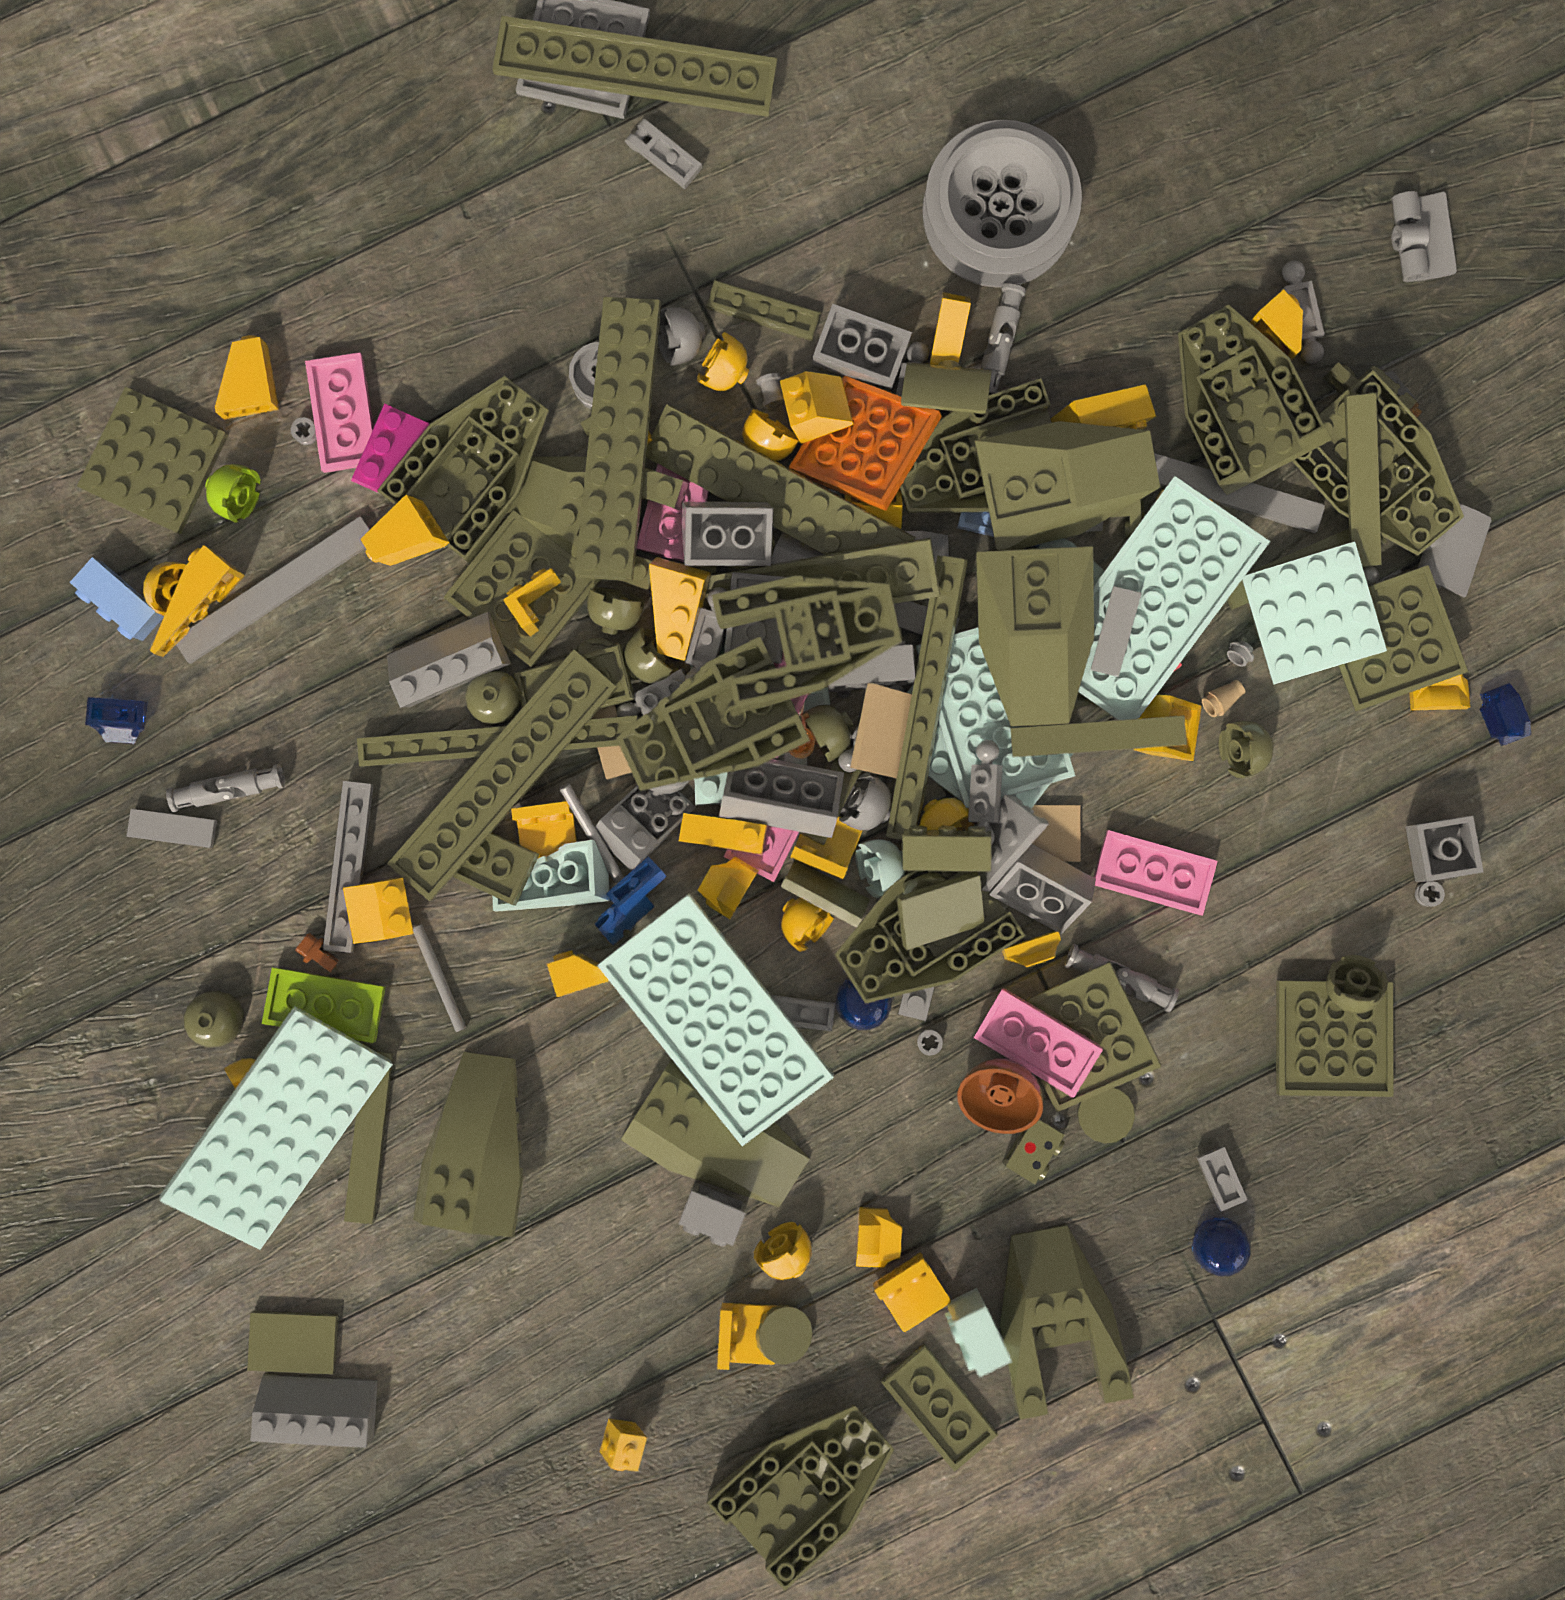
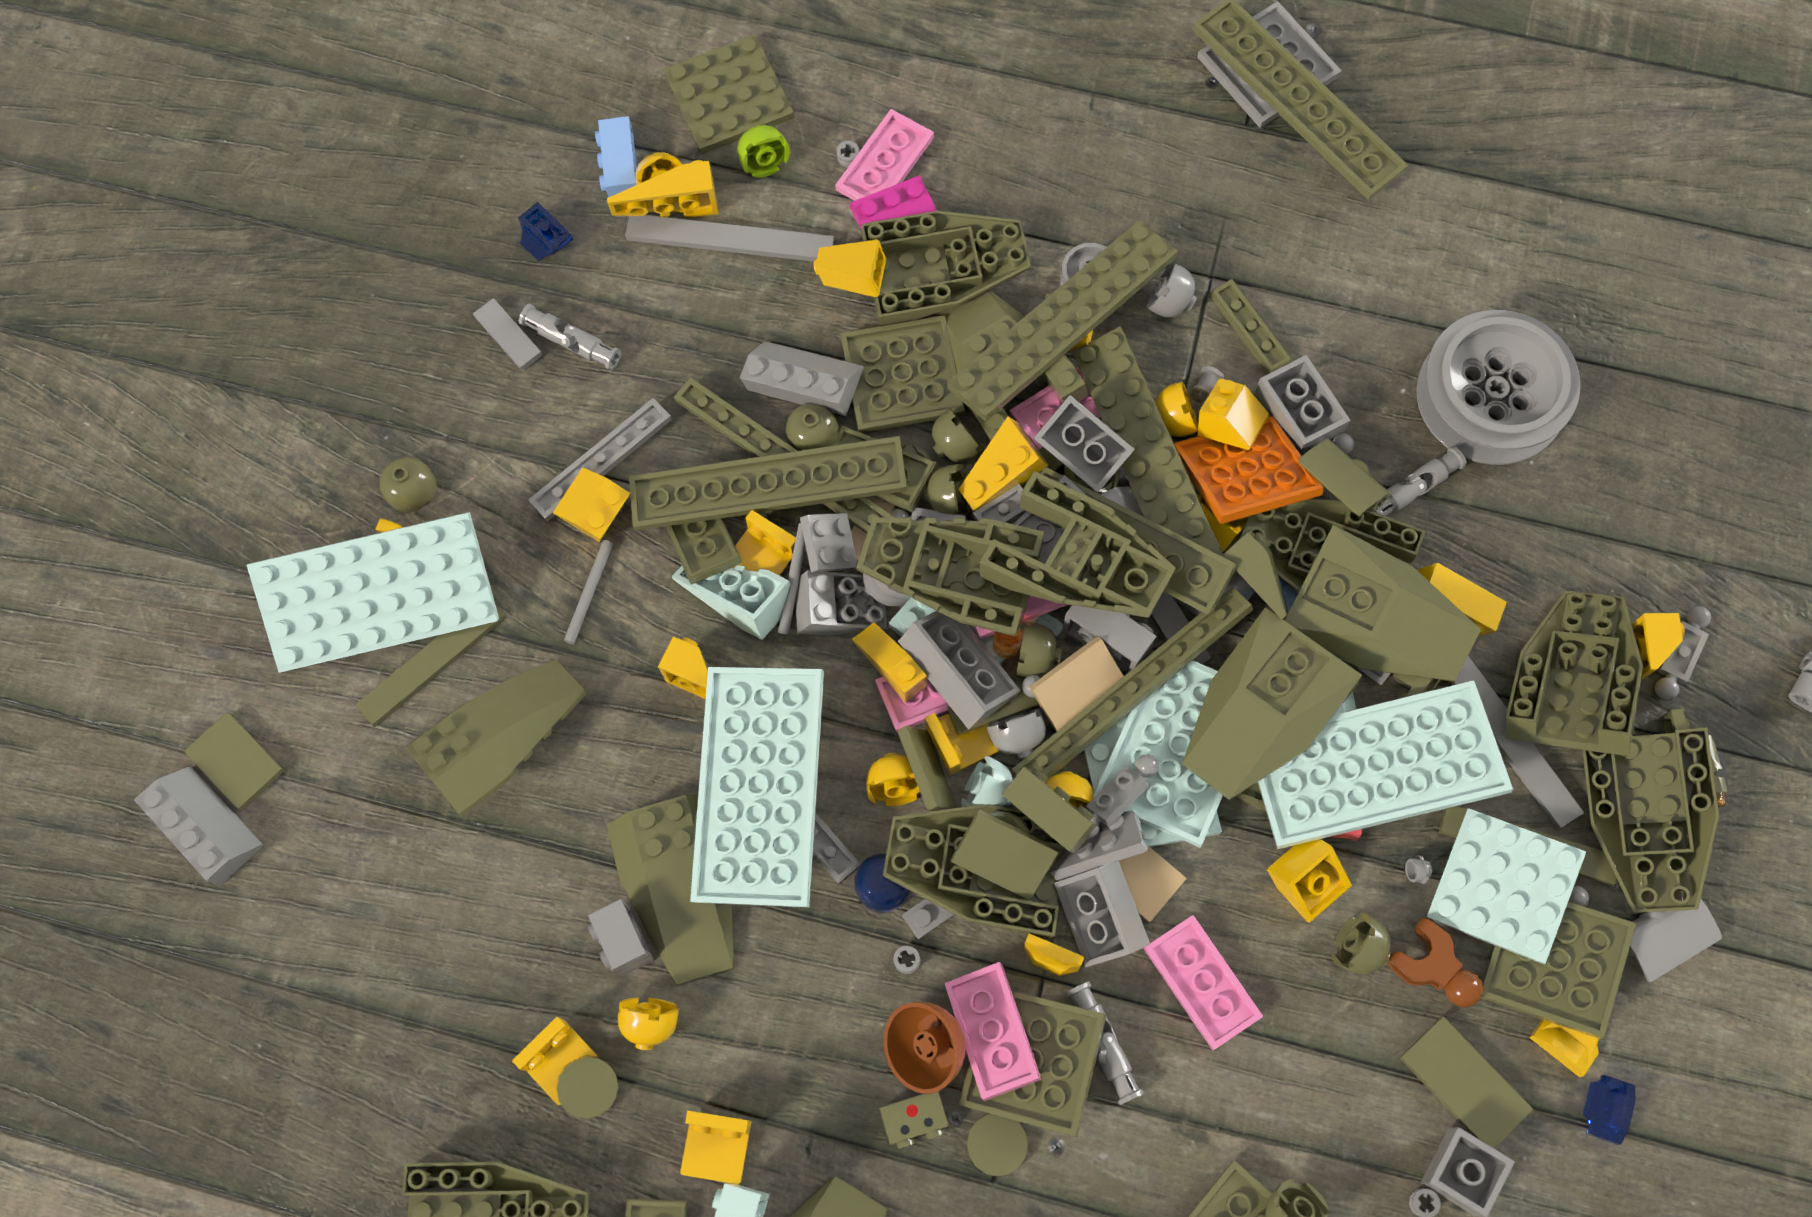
camera: 40 degrees right, 15 degrees down
(247, 380) = (839, 91): yellow slope -> none
(311, 949) = (519, 494): dark orange piece -> none
(338, 1002) = (504, 549): lime plate -> none
(521, 596) = (902, 372): yellow bracket -> none
(595, 782) = (828, 542): none -> light grey plate
(623, 1445) = (386, 1058): yellow head -> none
(629, 900) = (777, 649): blue plate -> none
(664, 154) = (1269, 170): light grey plate -> none
(724, 364) = (1188, 338): yellow cylinder -> none
(727, 885) = (858, 702): yellow slope -> none
(877, 1238) = (727, 1077): yellow slope -> none
(945, 524) = (1259, 570): none -> olive slope
(950, 328) = (1384, 443): yellow slope -> none
(1098, 736) = (1246, 829): olive tile -> none
(1116, 631) = (1327, 760): light grey tile -> none
(1221, 699) = (1373, 892): tan cone -> none
(1312, 715) = (1439, 967): none -> dark orange piece
(1363, 476) = (1633, 809): olive tile -> none
(1393, 783) = (1466, 1083): none -> olive tile

